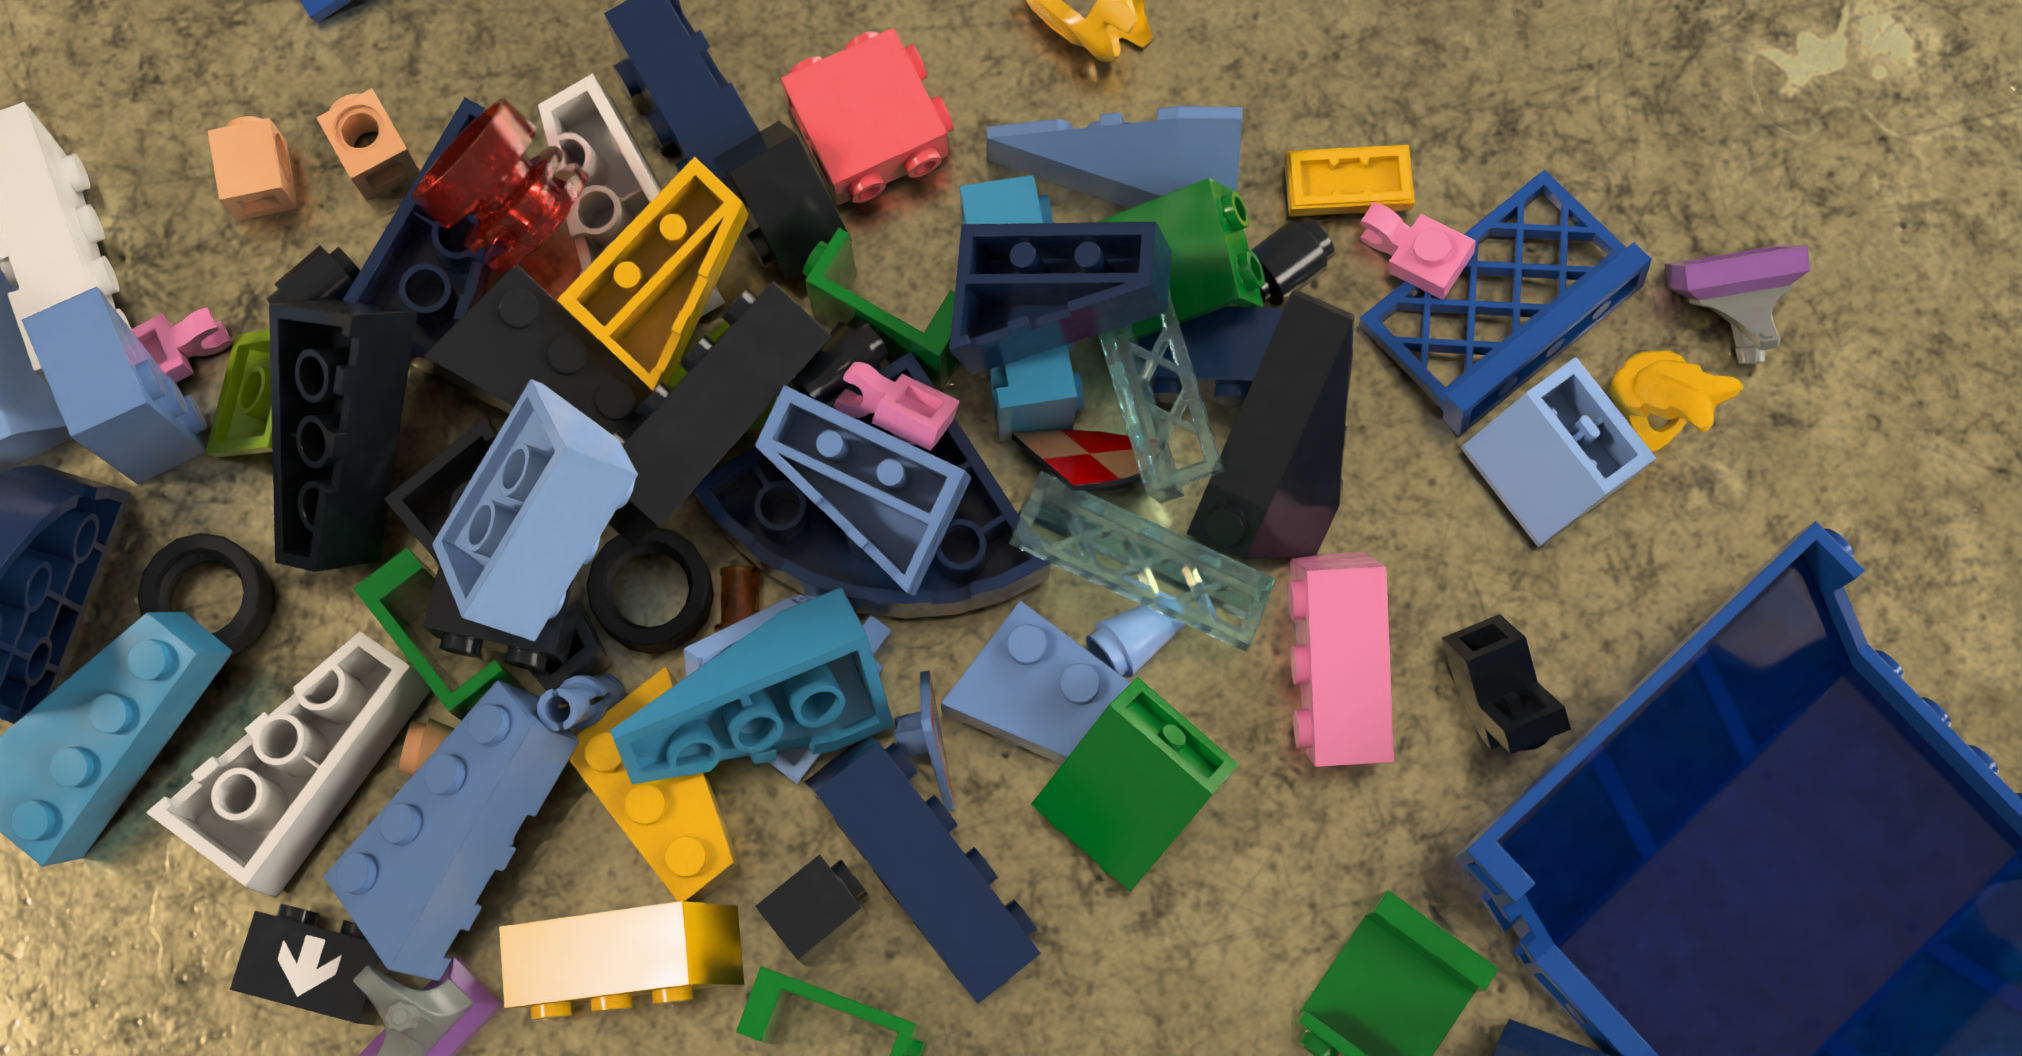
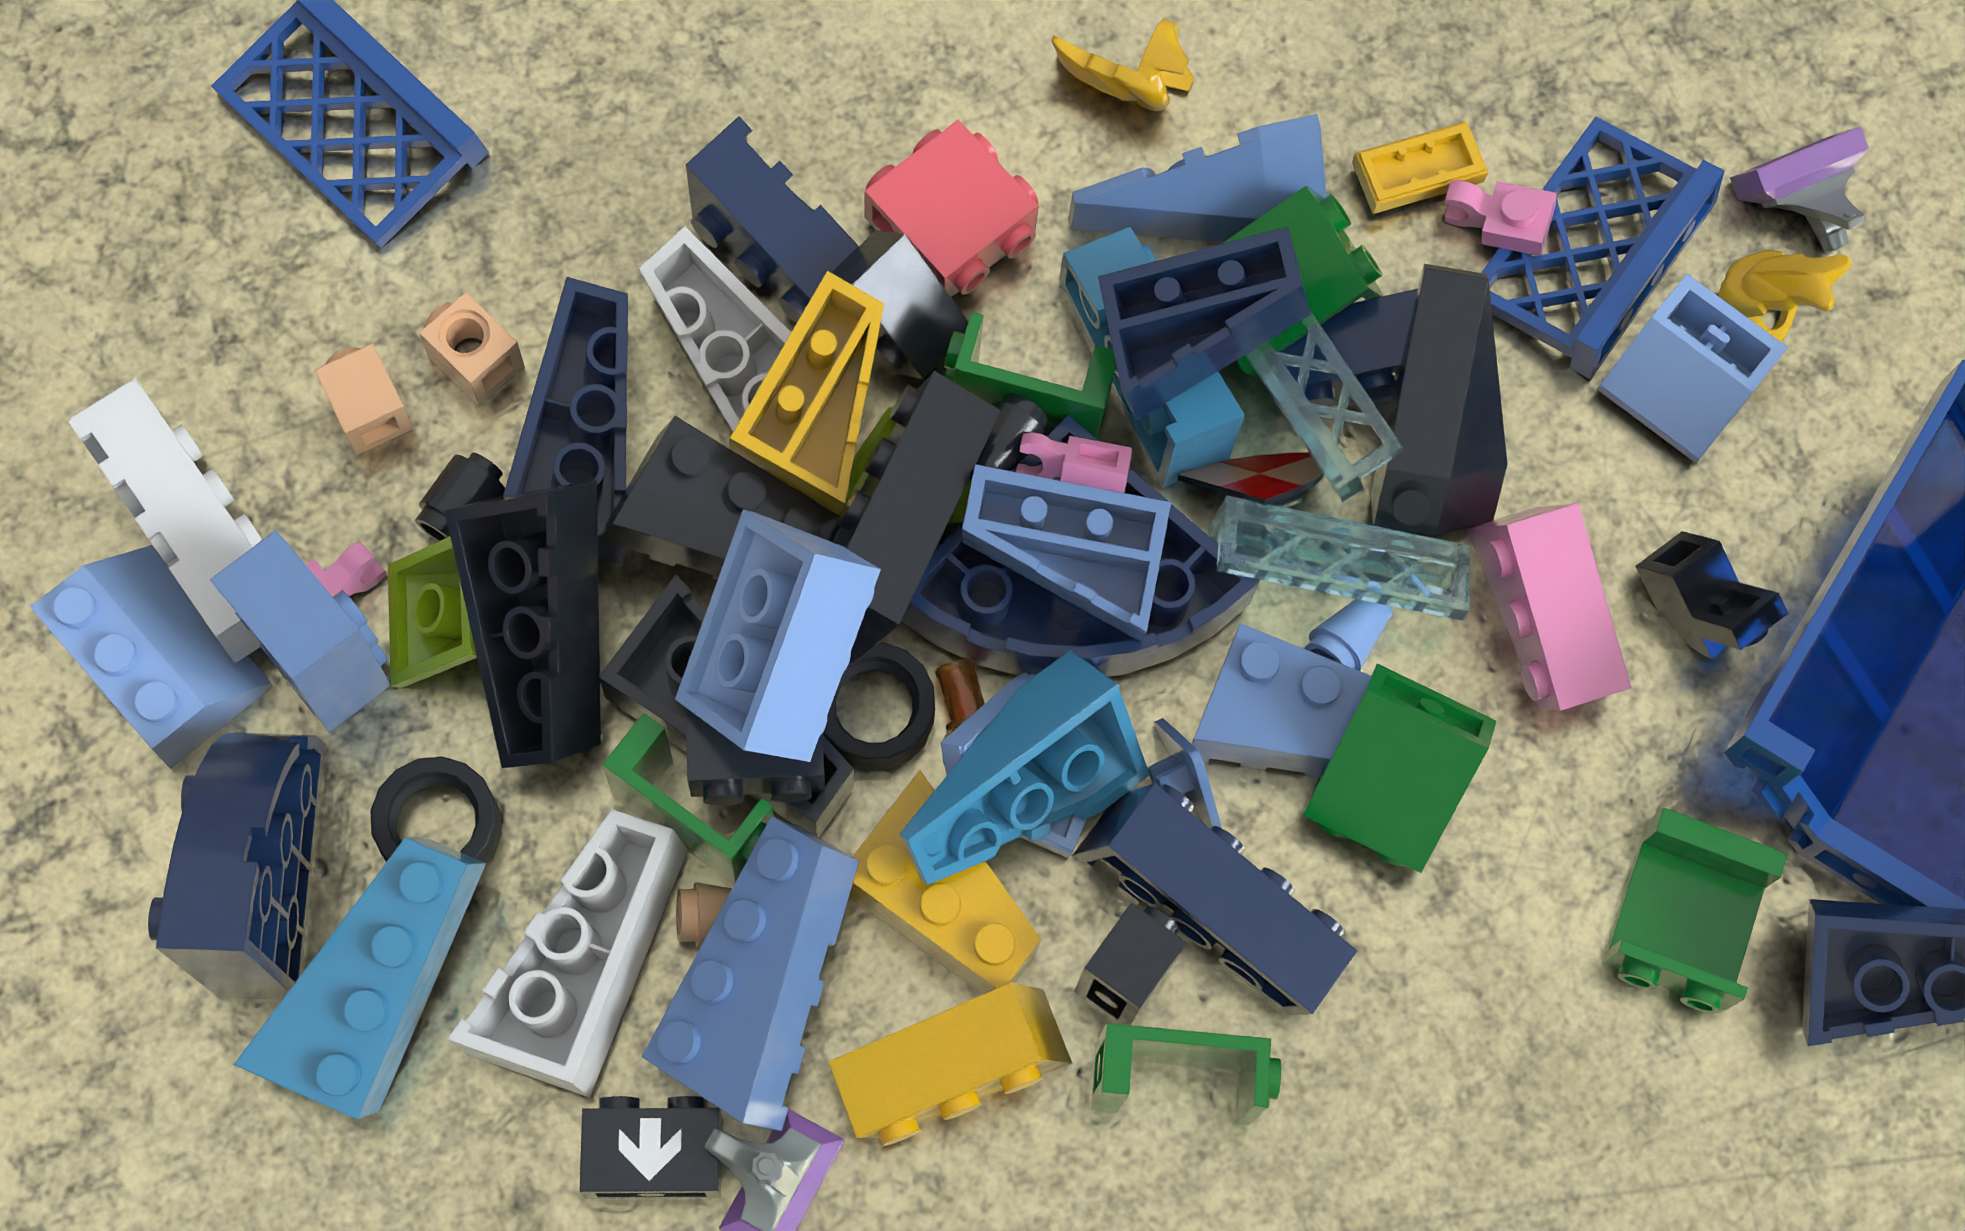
camera: 20 degrees left, 5 degrees down
(511, 197) = (638, 347): clear red wheel -> none
(580, 695) = (845, 837): medium blue pin -> none
(1292, 258) = (1396, 245): black brick -> none

